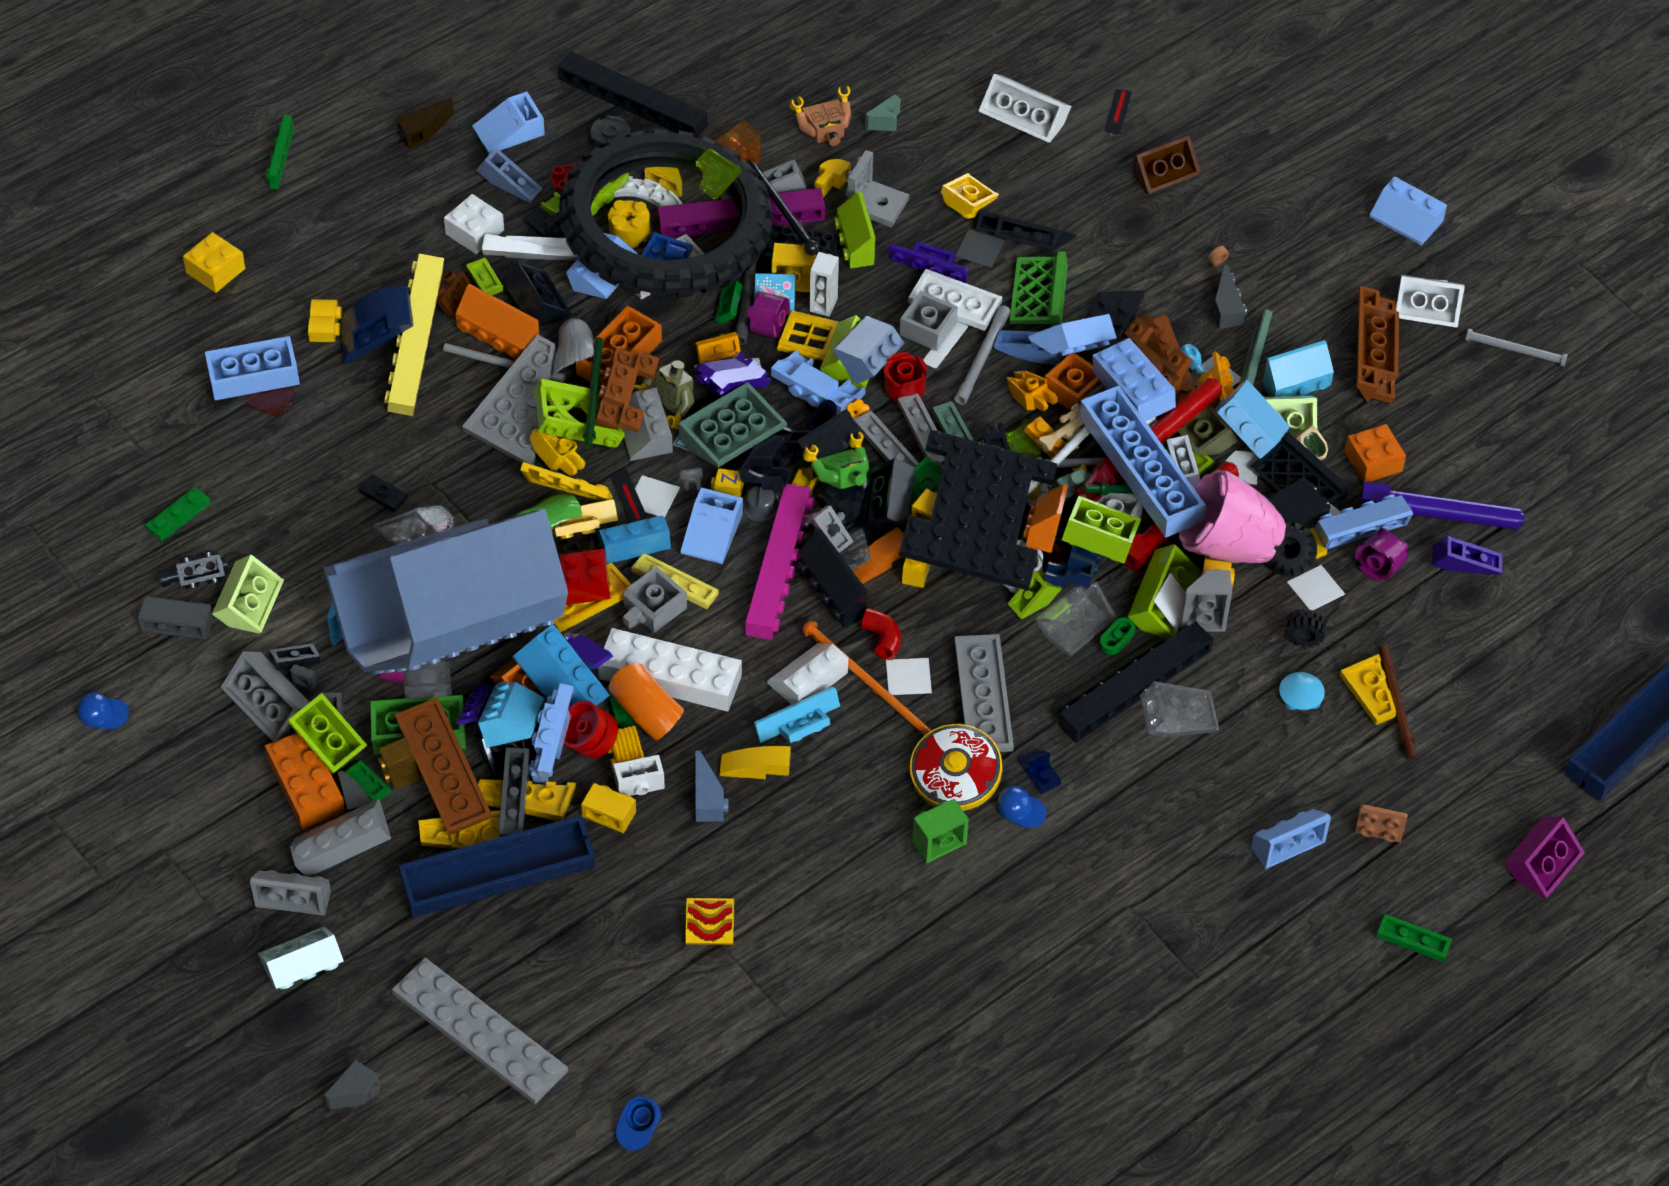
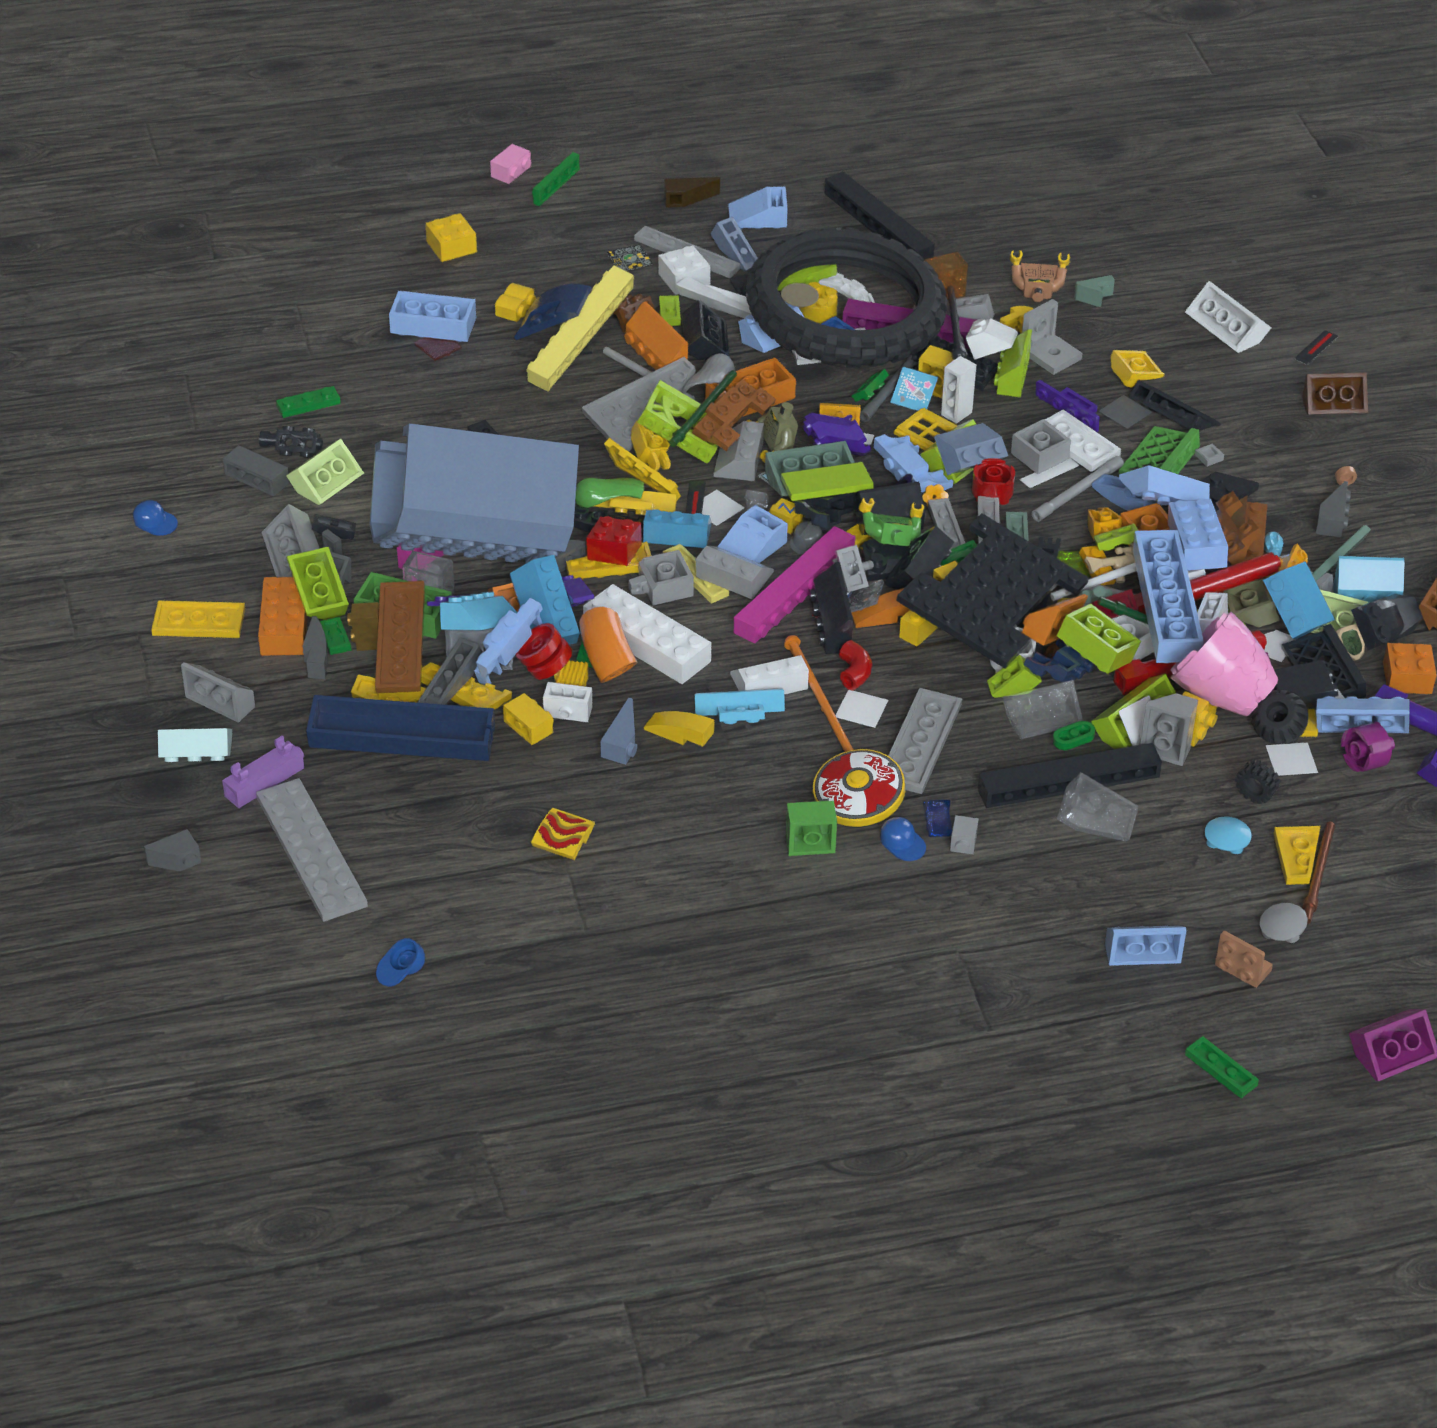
camera: 25 degrees right, 10 degrees down
(216, 812) = (198, 619): none -> yellow tile
(223, 148) = (510, 163): none -> bright pink brick
(340, 839) = (281, 665): light grey slope -> none
(388, 966) = (263, 773): none -> medium lavender brick
(406, 224) = (630, 257): none -> sticker
(454, 196) = (669, 243): none -> light grey tile
(624, 229) = (799, 294): none -> dark tan sticker
(667, 177) = (871, 281): yellow slope -> none
(715, 569) = (731, 571): none -> light grey slope
(717, 173) = (905, 276): clear neon green tile -> none
(757, 437) = (826, 481): none -> lime tile
(768, 314) = (897, 400): magenta brick -> none
(824, 212) = (989, 337): none -> white slope
(1056, 405) = (1108, 540): none -> lime plate
(1075, 782) = (964, 834): none -> light grey brick
(1082, 273) = (1209, 455): none -> light grey tile
(1260, 385) = (1326, 583): none -> light grey tile
(1335, 409) = (1387, 619): none -> black slope
(1395, 767) = (1283, 922): none -> light grey dish

